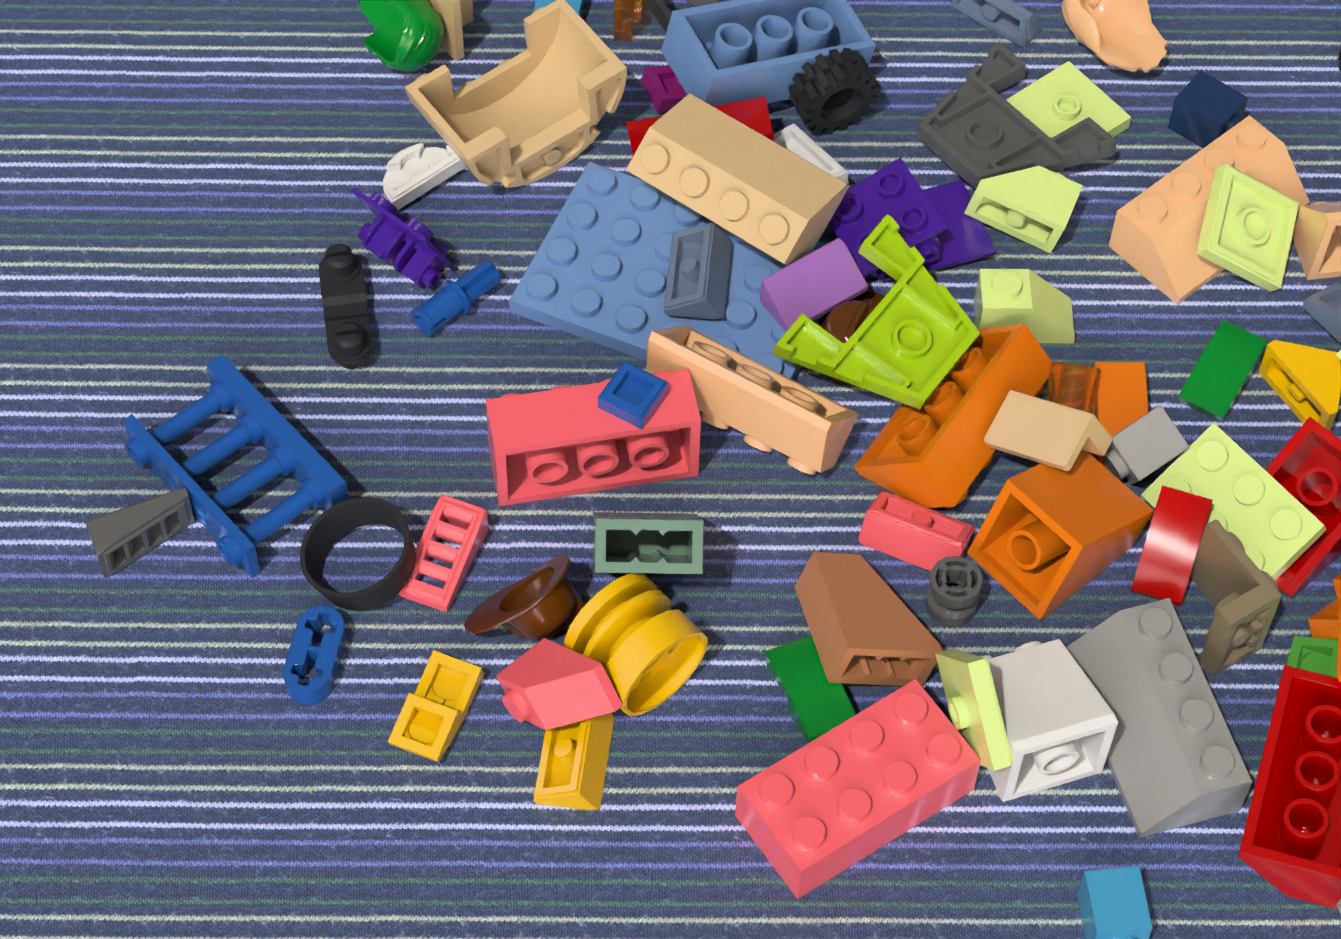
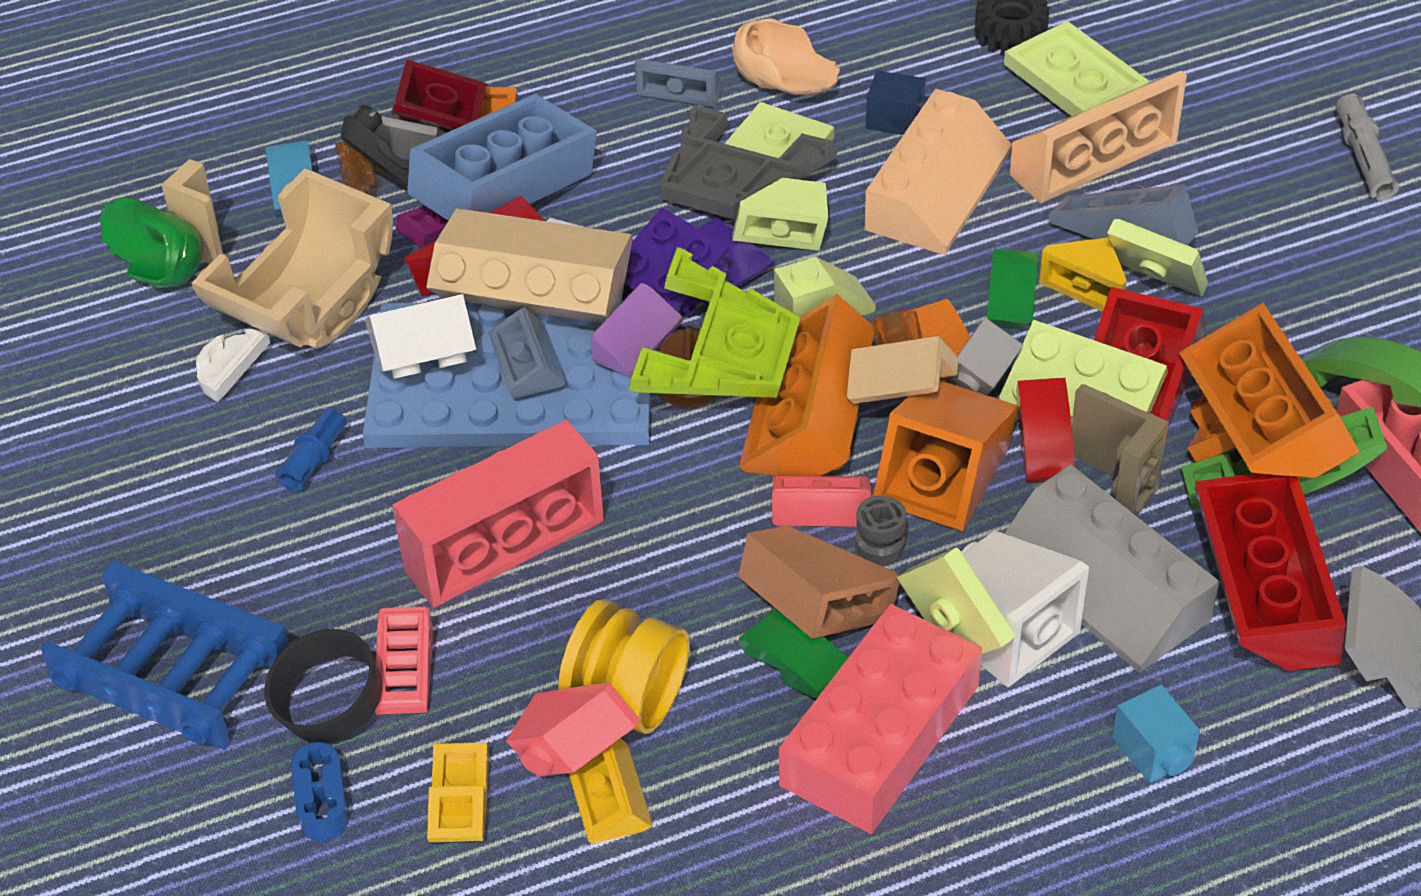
camera: 20 degrees left, 10 degrees down
(137, 529) = (94, 742): dark grey slope -> none
(345, 307) = (210, 490): black piece -> none
(403, 242) = (240, 415): dark purple hinge -> none
(532, 606) = (510, 673): reddish brown piece -> none
(601, 217) = (421, 335): none -> white slope
(633, 395) = (528, 454): blue tile -> none
(647, 543) = (595, 573): sand green brick -> none
(755, 399) = (636, 436): light nougat slope -> none
(834, 91) = (575, 179): black tyre -> none
(1247, 228) = (977, 172): yellowish green plate -> none

